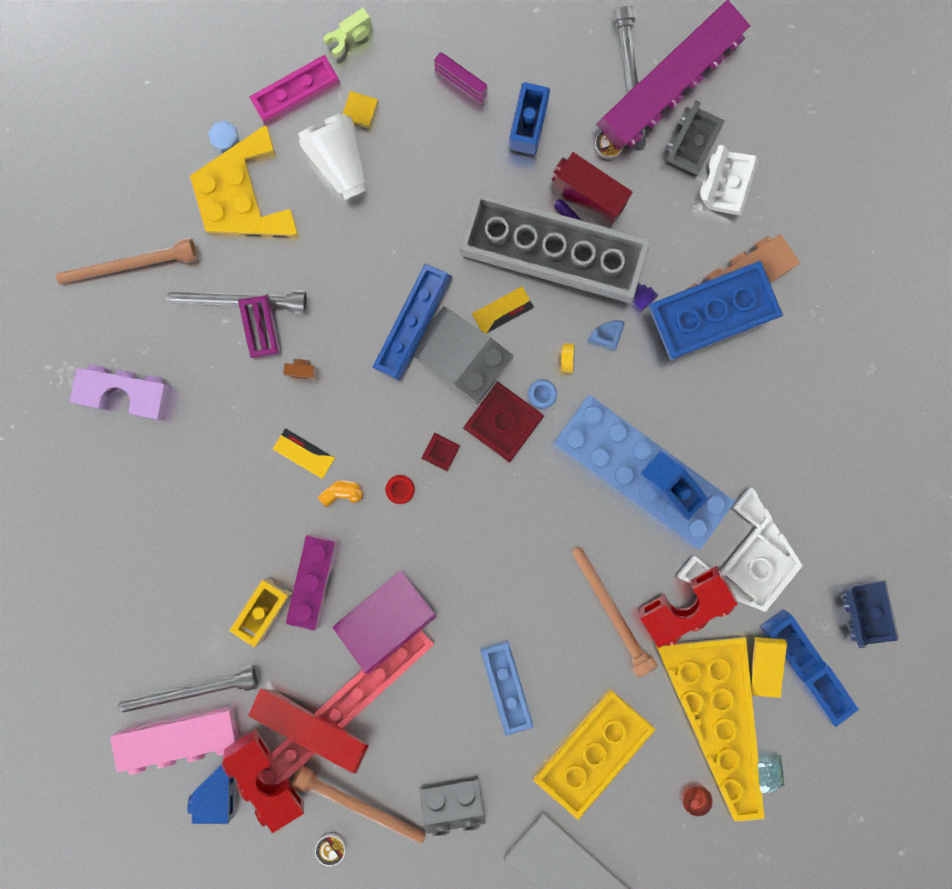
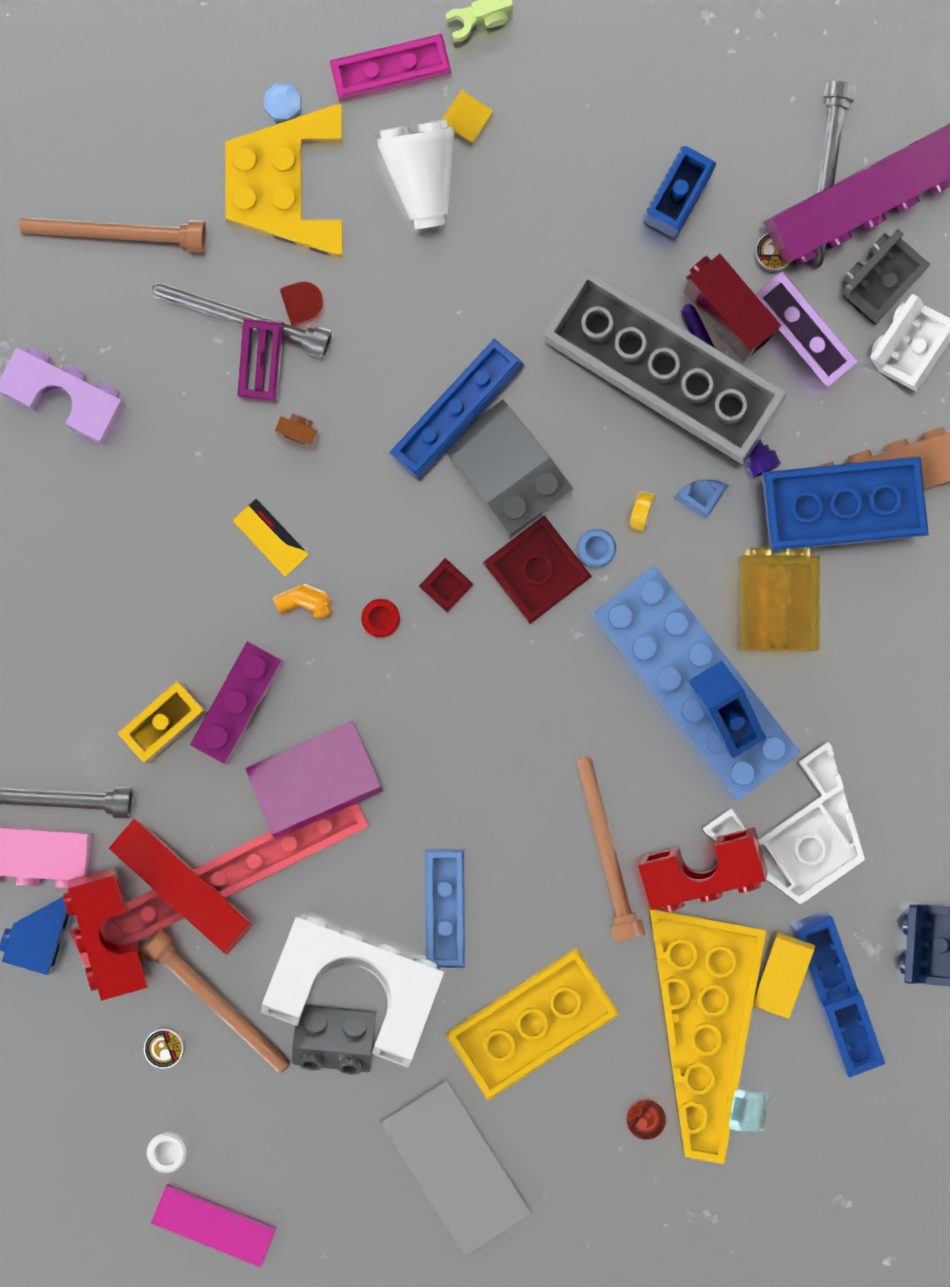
camera: 15 degrees right, 0 degrees up
(278, 276) = (302, 302): none -> clear red tile
(460, 77) = (608, 113): magenta tile -> none
(496, 752) = (316, 949): none -> white arch
(502, 310) = (577, 426): yellow sticker -> none
(651, 192) = (806, 330): none -> lavender brick
(685, 395) = (778, 601): none -> clear yellow brick

